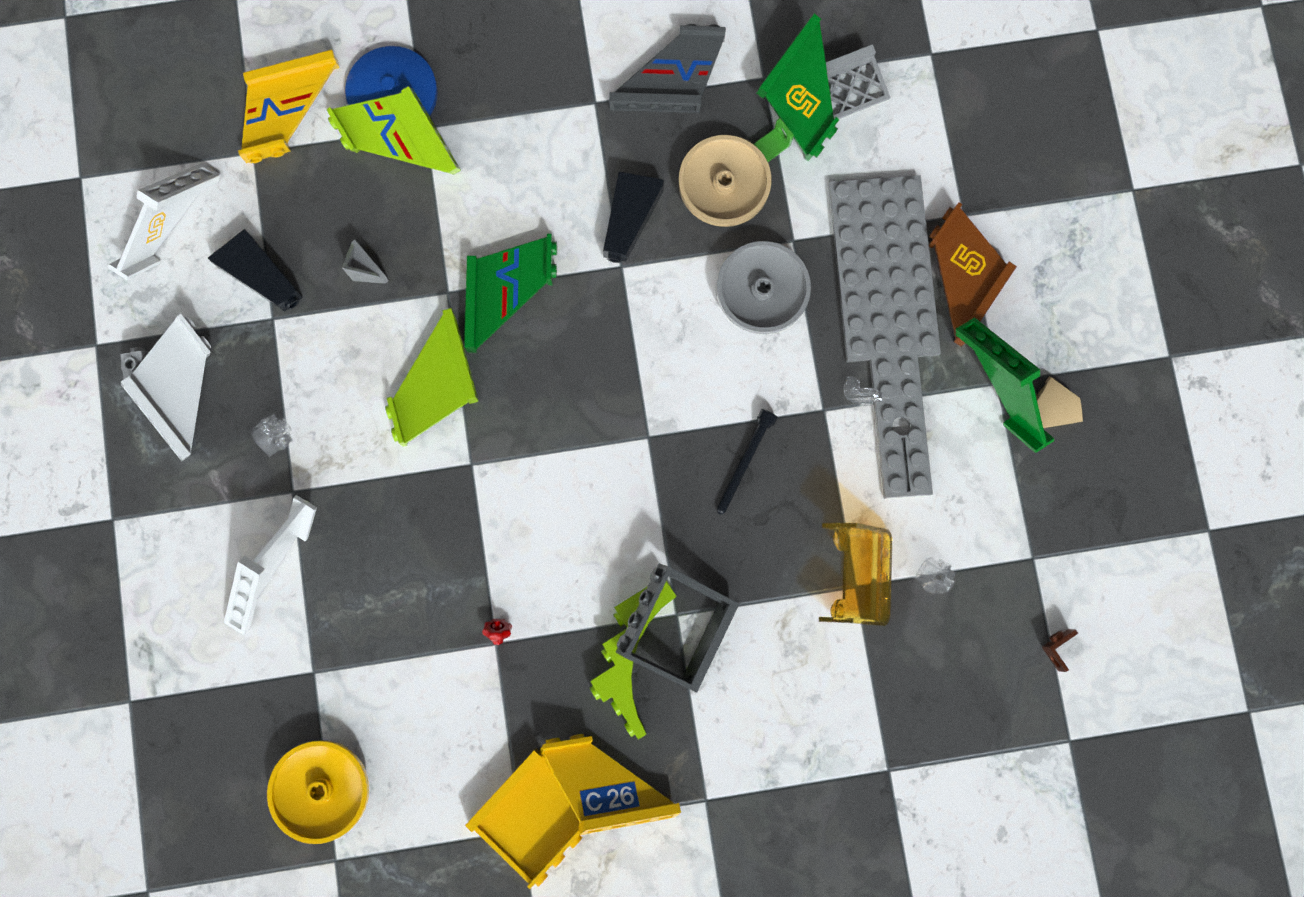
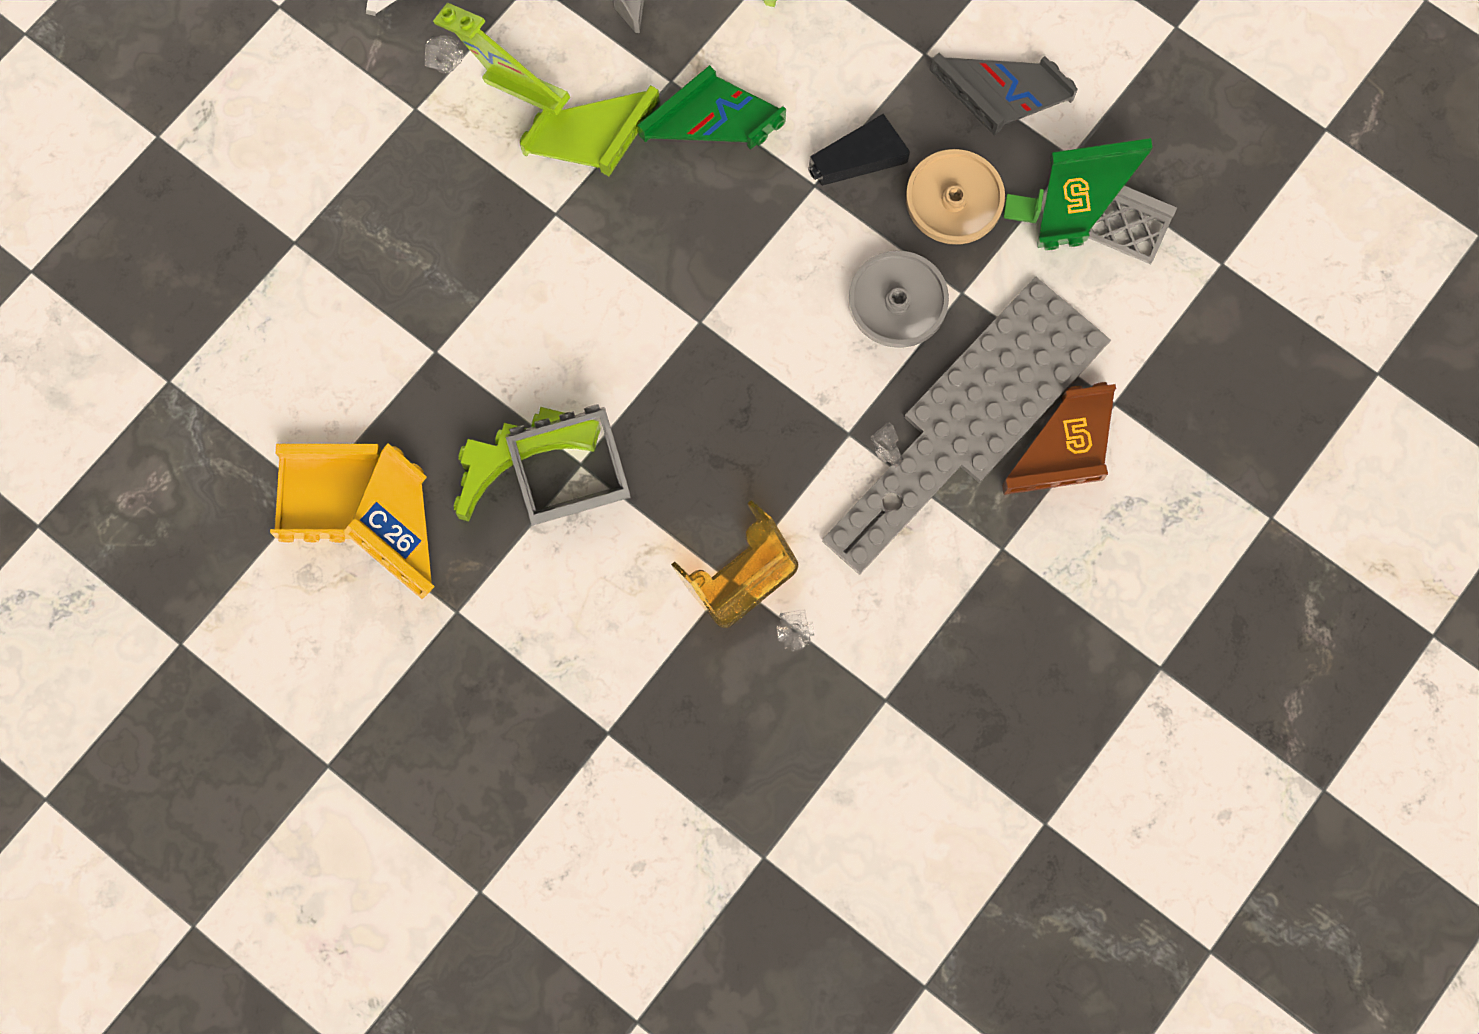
camera: 50 degrees right, 5 degrees down
(254, 575) = (331, 132): white piece -> none
(318, 792) = (208, 319): yellow dish -> none
(327, 404) = (502, 69): none -> lime piece
(497, 630) = (444, 341): red piece -> none
(765, 420) = (794, 395): black piece -> none
(1012, 380) = (1010, 536): green piece -> none
(1057, 640) = (834, 772): copper bracket -> none
(1058, 405) = (1026, 608): tan slope -> none

